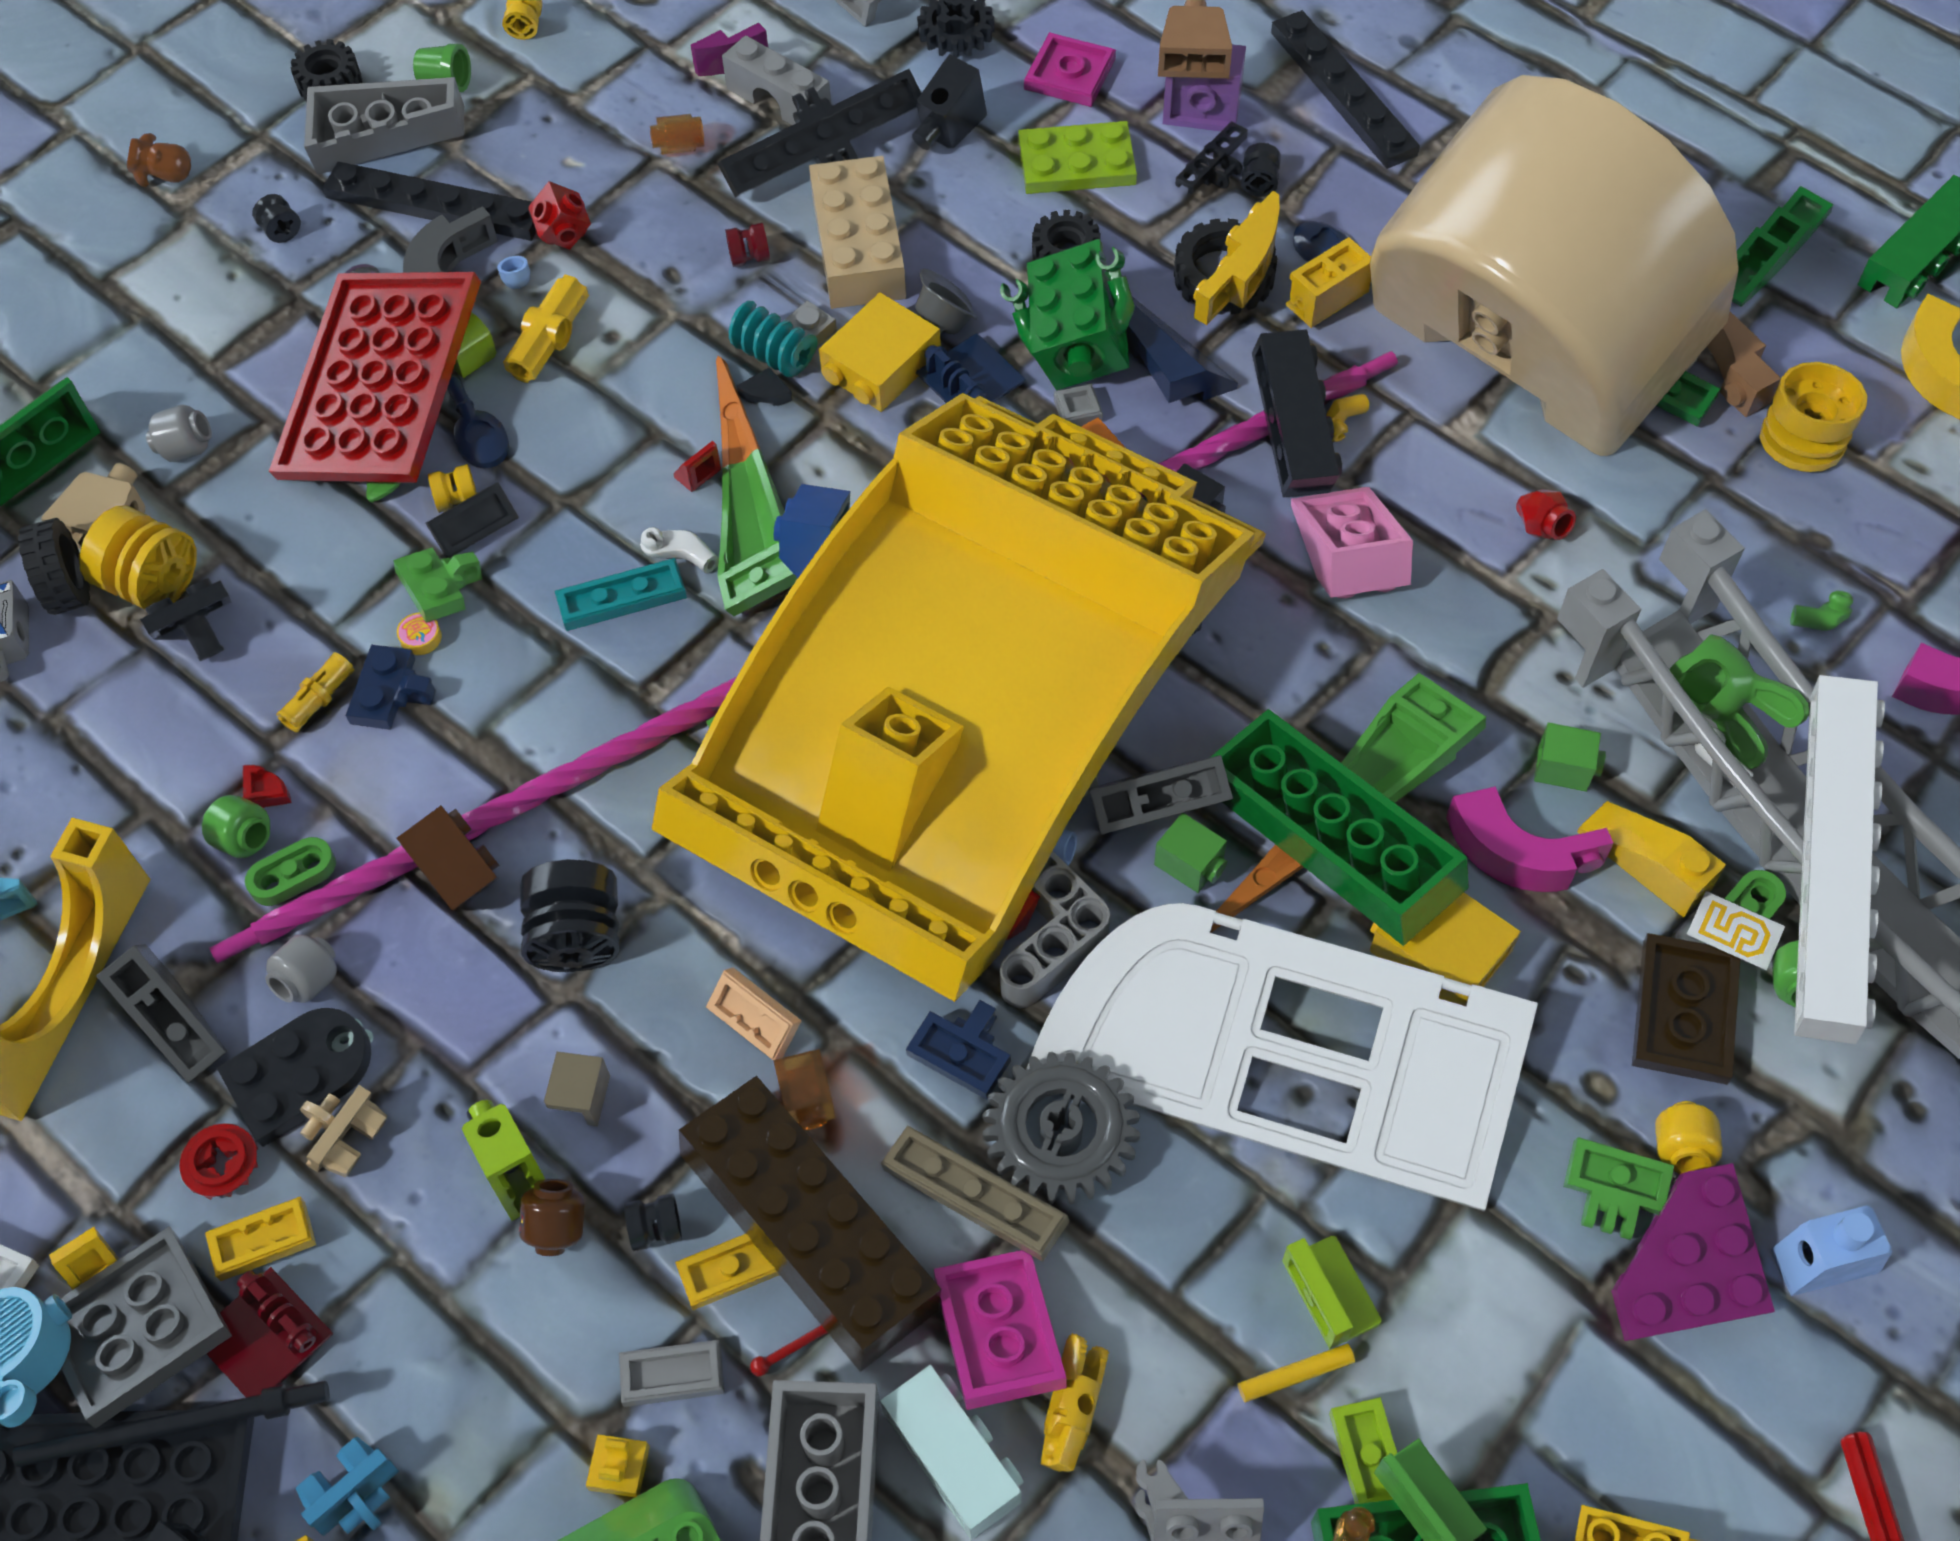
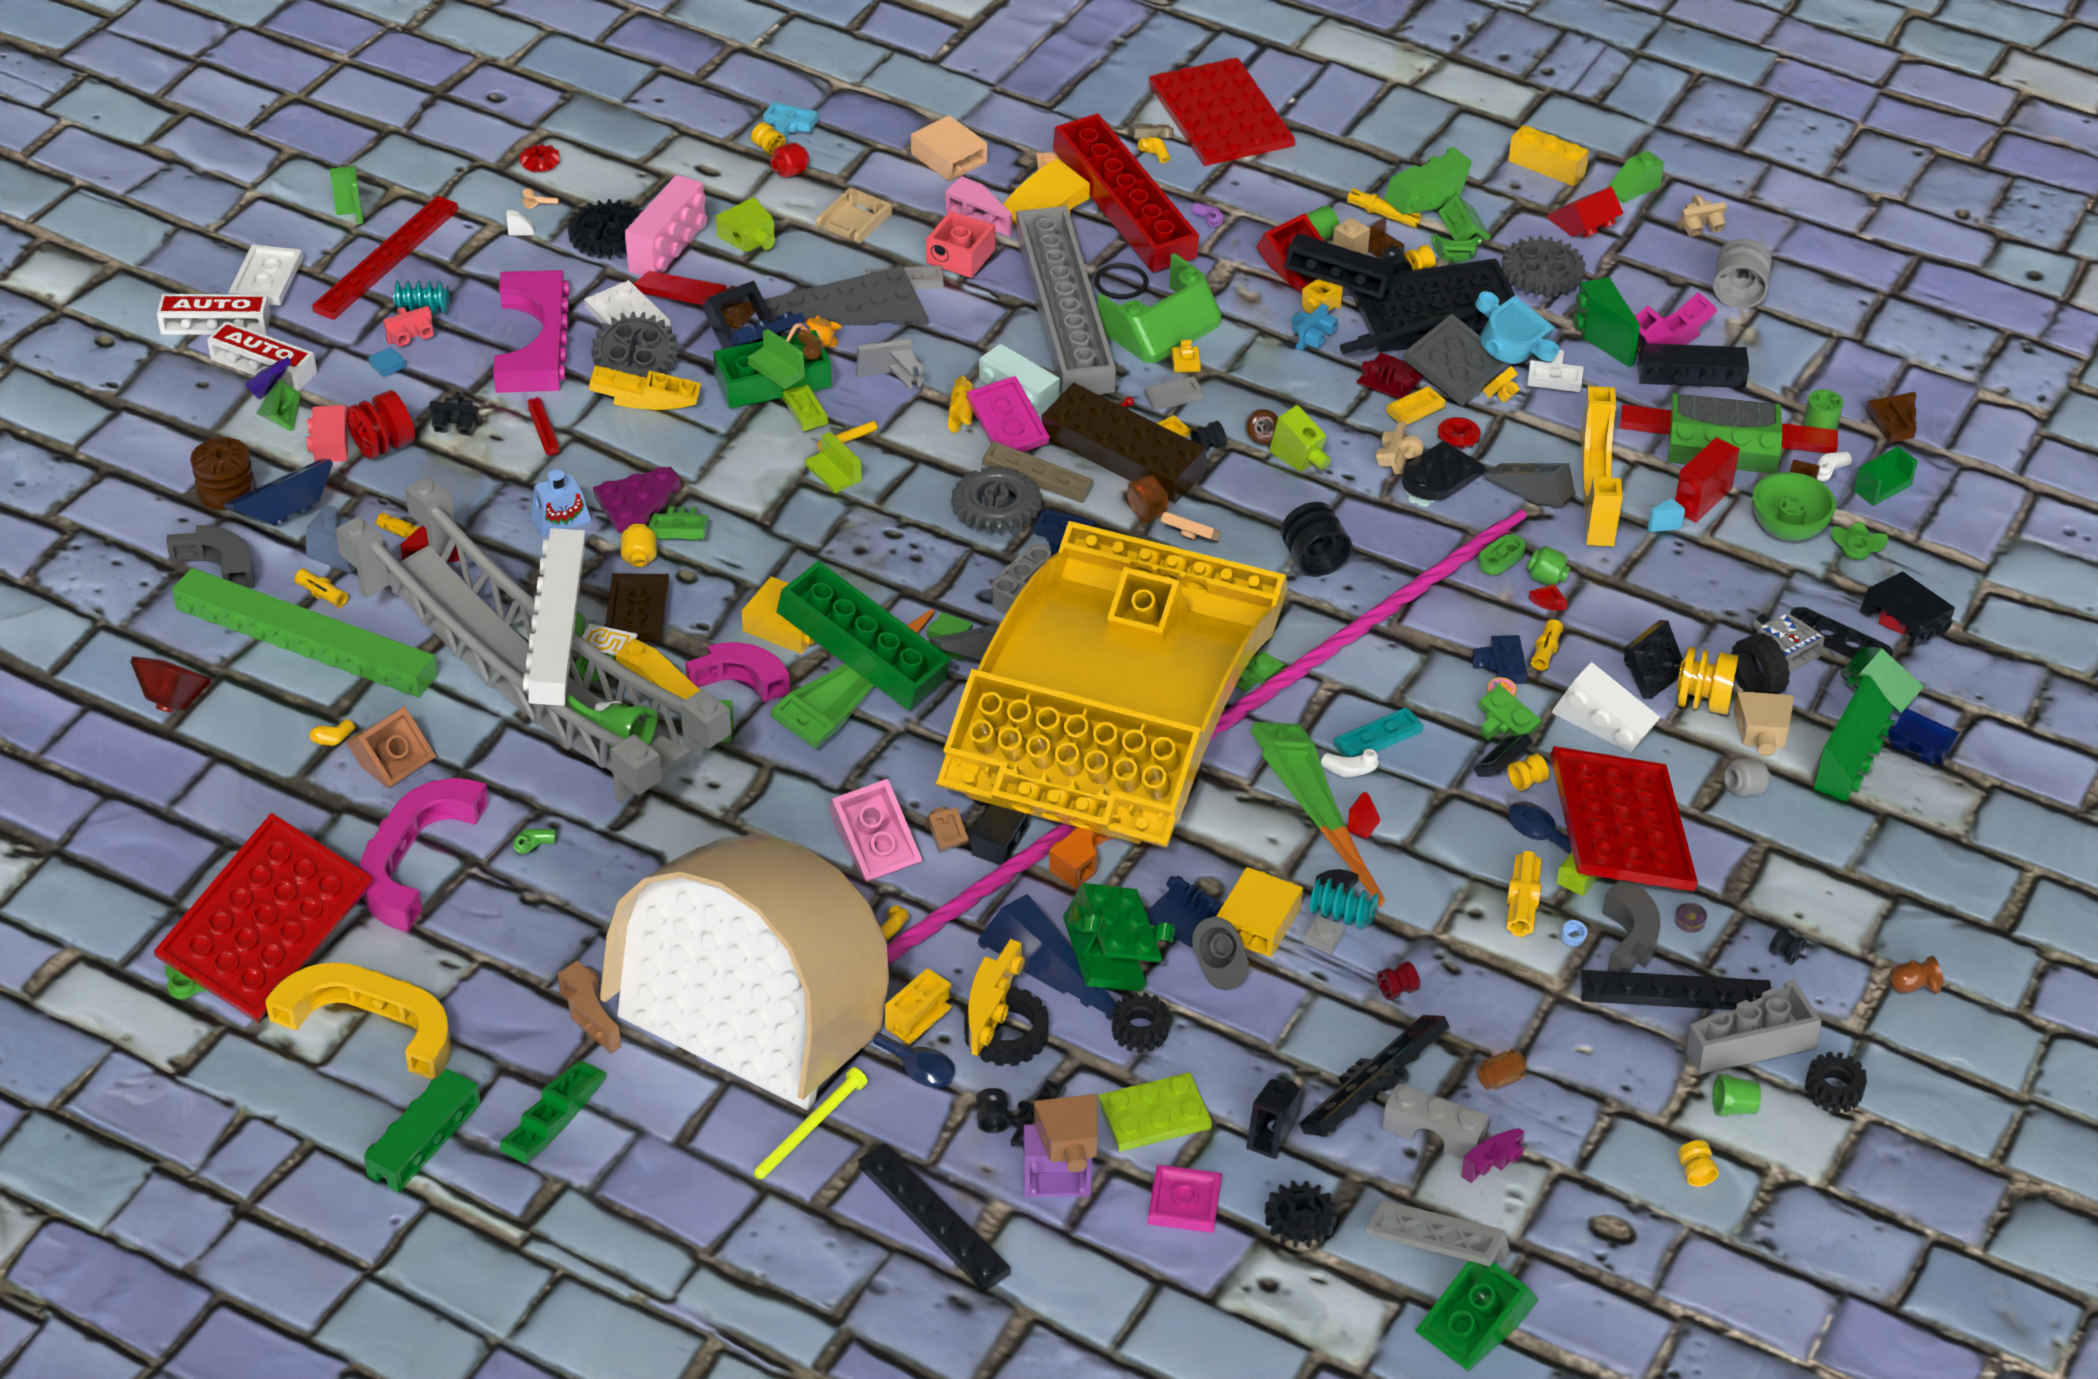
camera: 165 degrees right, 15 degrees down
(301, 969) = (1464, 508): light grey head -> none
(305, 554) = (1606, 709): none -> white wedge
(449, 857) = (1404, 557): reddish brown brick -> none
(559, 215) = (1558, 972): red brick -> none
(578, 1085) = (1276, 481): dark tan panel -> none
(807, 523) = (1250, 742): blue slope -> none
(857, 231) = (1313, 1000): tan brick -> none
(1185, 1017) = (922, 558): white door -> none
(1262, 519) = (946, 828): none -> medium nougat bracket
(1296, 413) = (928, 894): black brick -> none
(1813, 416) = (534, 947): yellow wheel -> none

